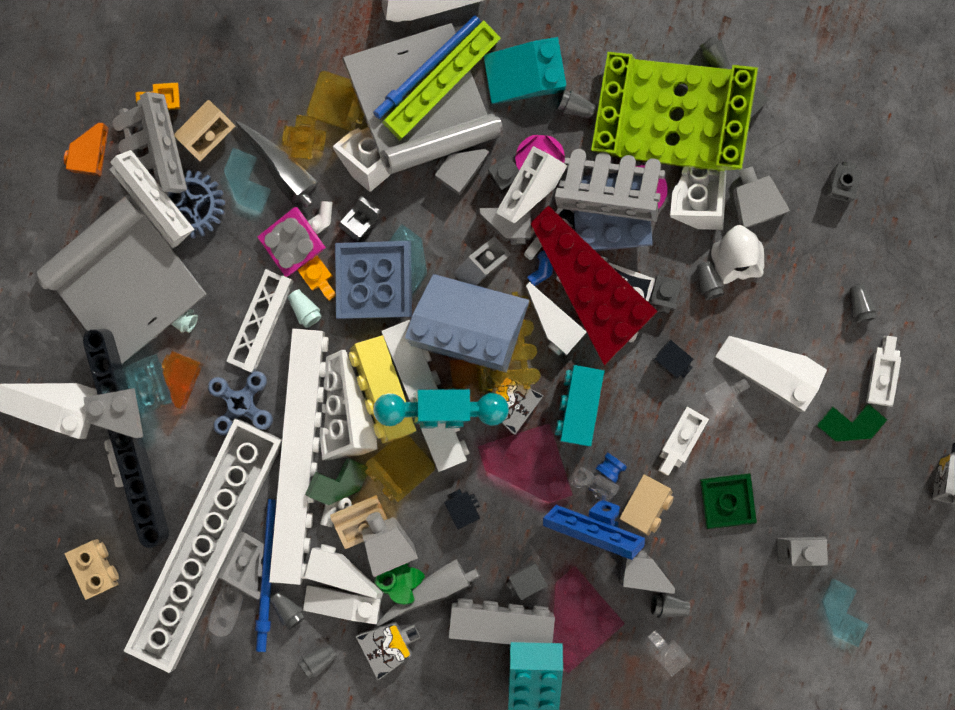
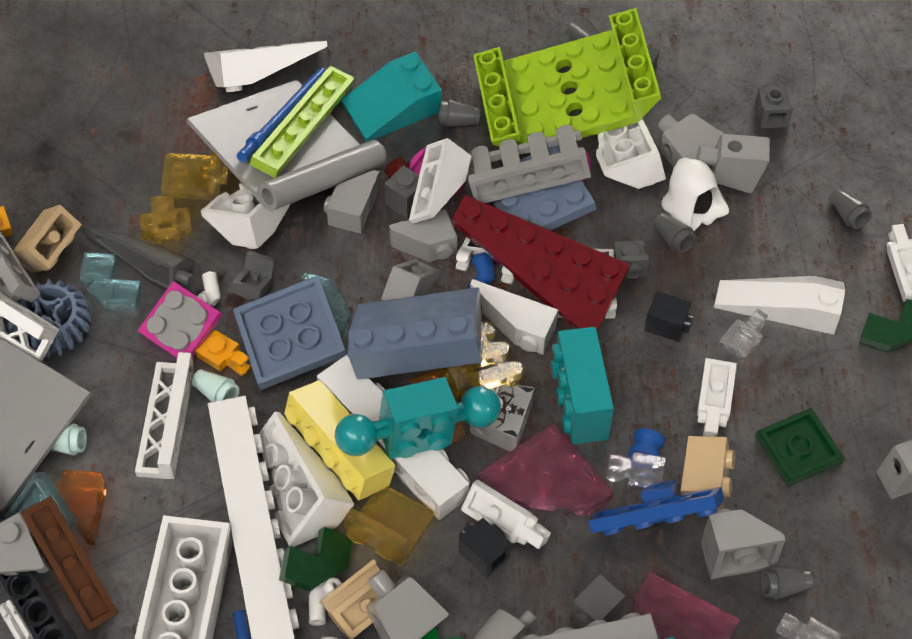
camera: 20 degrees left, 30 degrees down
(158, 433) = (68, 563): none -> reddish brown plate
(247, 393) = (161, 503): sand blue gear -> none
(485, 489) = (513, 519): none -> white hinge
(506, 146) = (394, 166): none -> clear red plate
(784, 237) = (737, 160): none -> light grey torso

